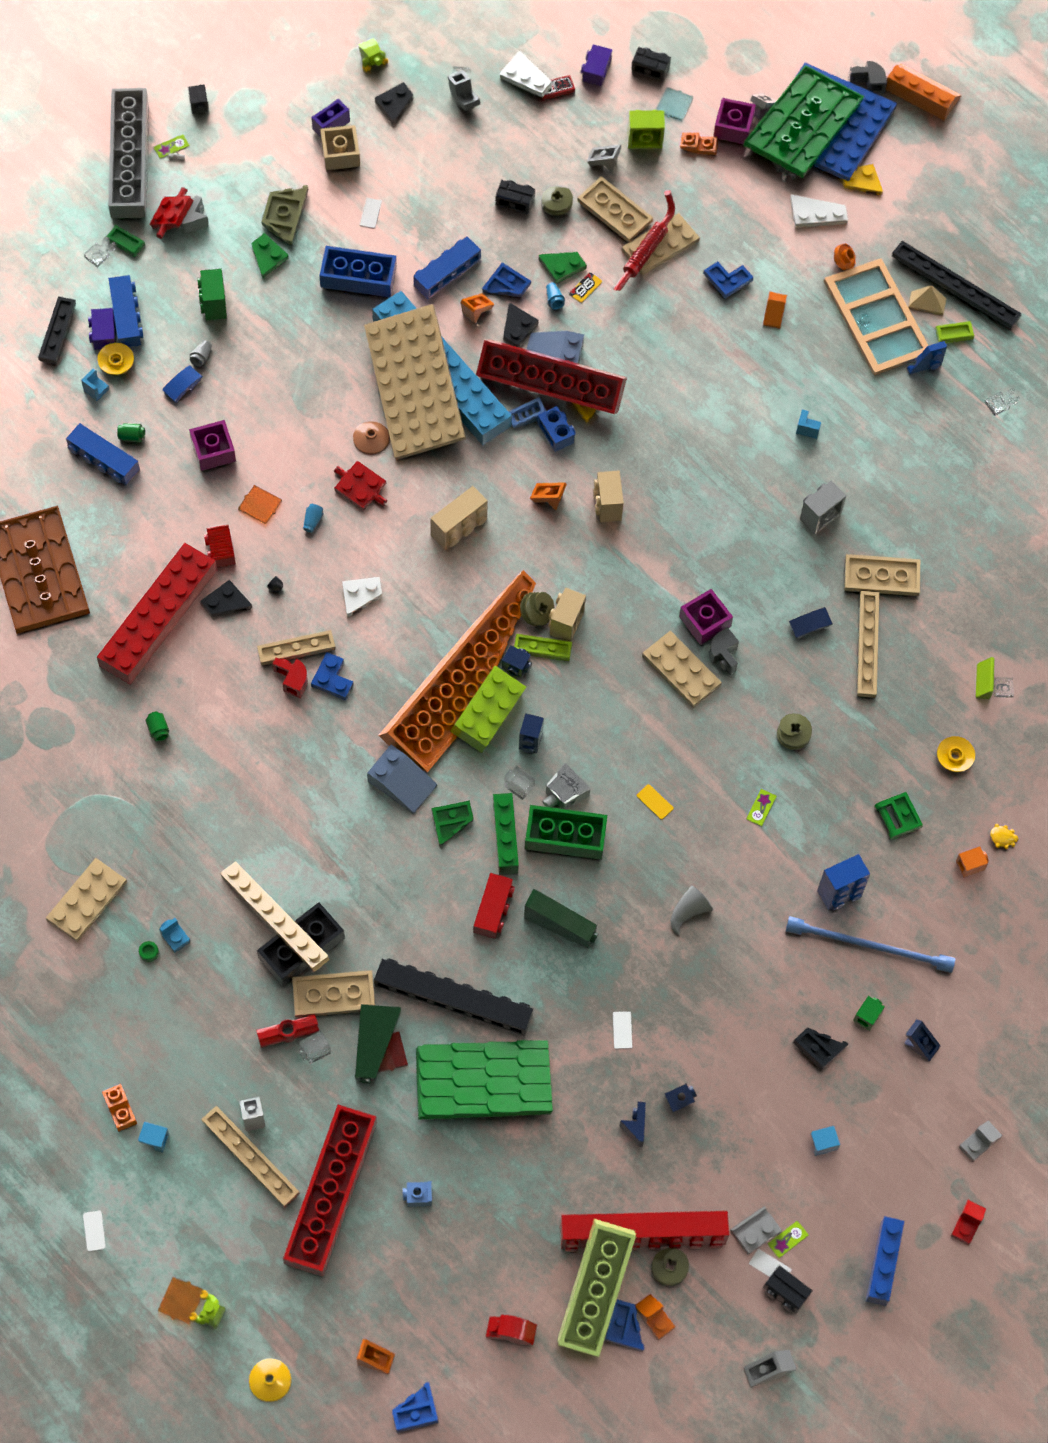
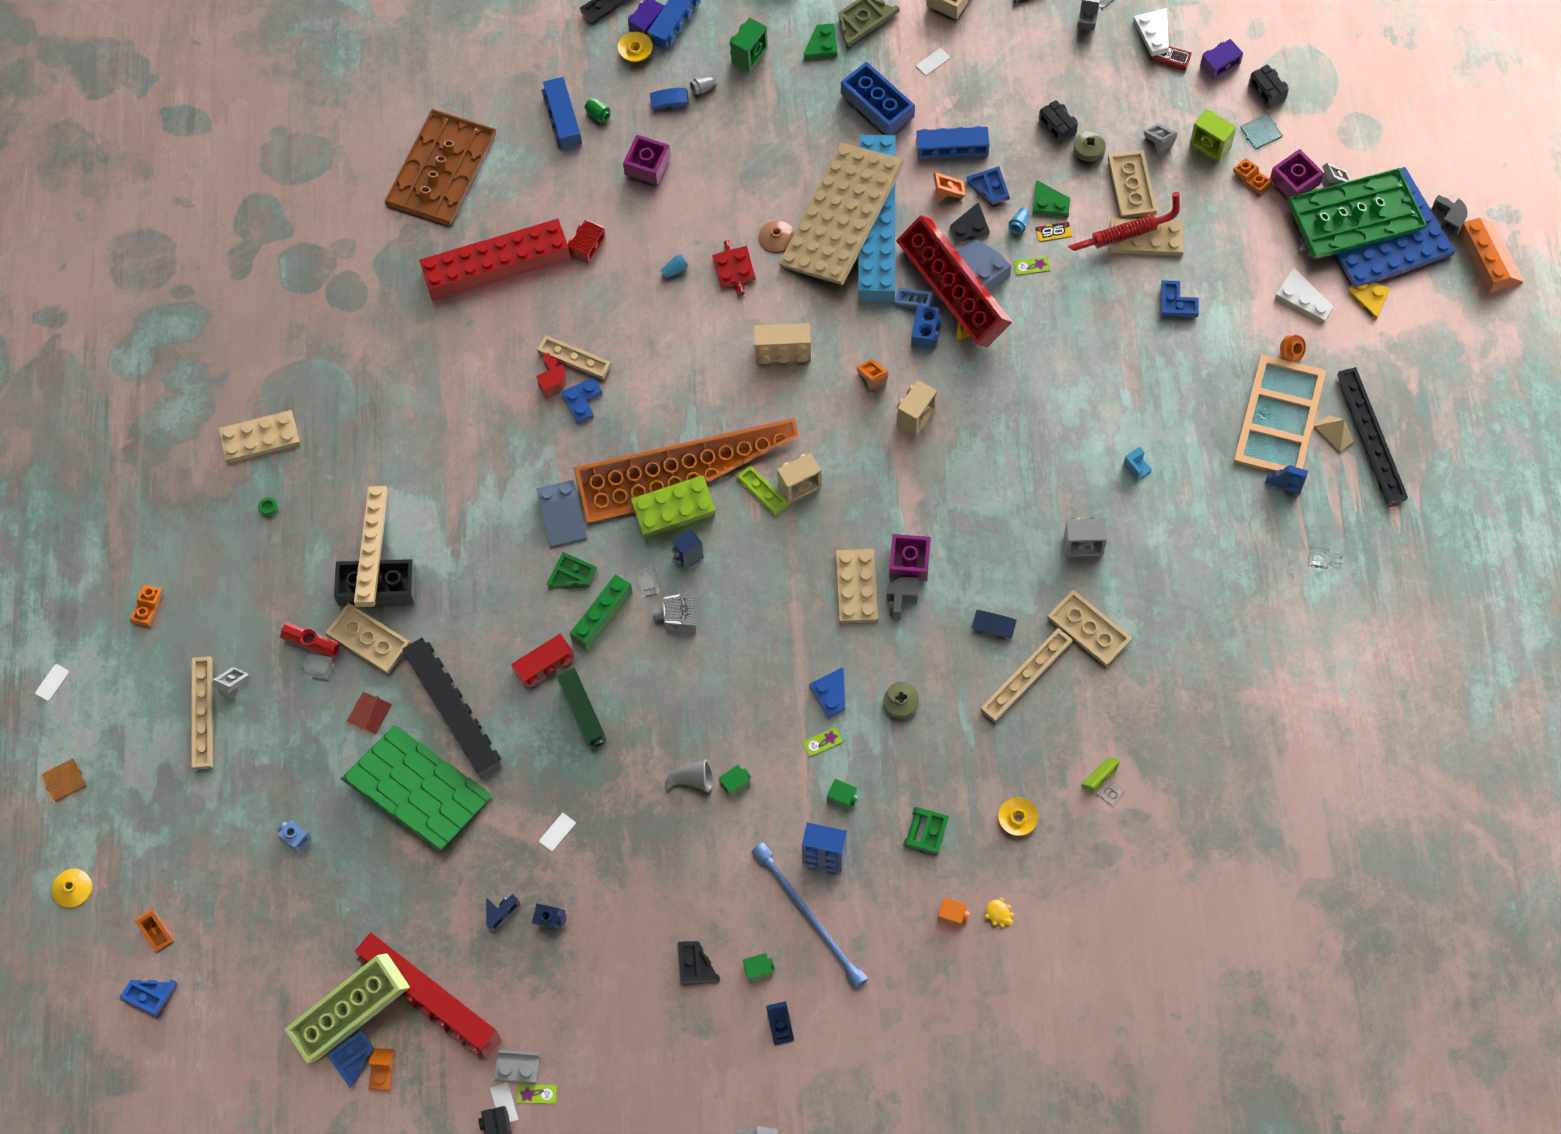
camera: 45 degrees right, 0 degrees up
(93, 385) = (602, 56): dark azure panel -> none
(154, 1136) = (148, 645): dark azure panel -> none
(157, 726) = (420, 344): green brick -> none
(174, 935) = (295, 508): dark azure bracket -> none
(211, 1312) = (71, 803): lime piece -> none
(225, 600) = (555, 285): black wing -> none
(260, 504) = (646, 230): clear orange piece -> none
(275, 585) = (601, 298): black hinge -> none
(330, 1190) = (231, 781): red brick -> none
(360, 593) = (660, 350): white wing -> none
(374, 1036) = (362, 694): dark green slope -> none
(512, 1329) = (267, 992): red brick -> none
(516, 661) = (730, 486): dark blue brick -> none
(536, 608) = (777, 448): olive piece -> none
(565, 832) = (647, 645): green brick -> none
(592, 325) = (1032, 265): none -> lime sticker
(655, 801) = (742, 674): yellow sticker -> none
(673, 1257) = (421, 1031): olive piece -> none
(726, 886) = (735, 781): none -> green brick
(735, 765) = (830, 692): none -> blue wing
(774, 310) = (1194, 352): orange slope -> none
(815, 835) = (842, 795): none -> green brick
(825, 1140) = (630, 1039): dark azure panel -> none
(955, 332) = (1335, 474): lime tile -> none

